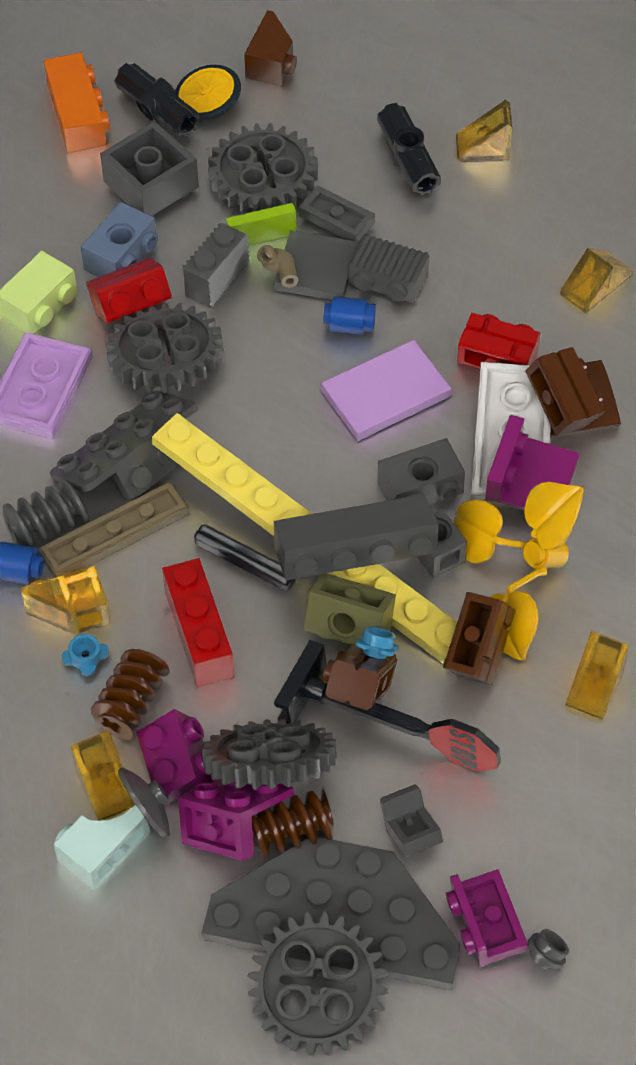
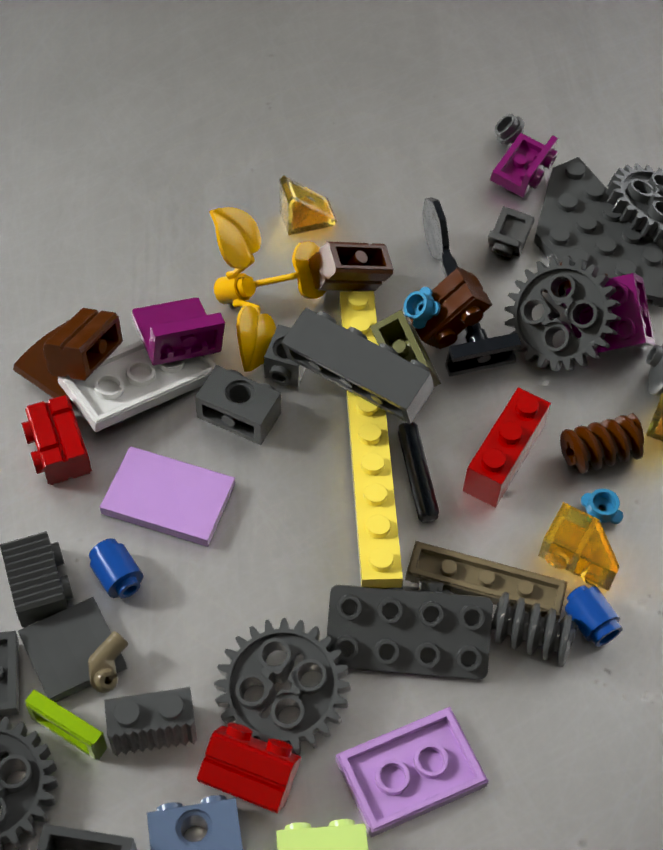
camera: 135 degrees left, 0 degrees up
(174, 753) = (610, 385): magenta bracket -> none

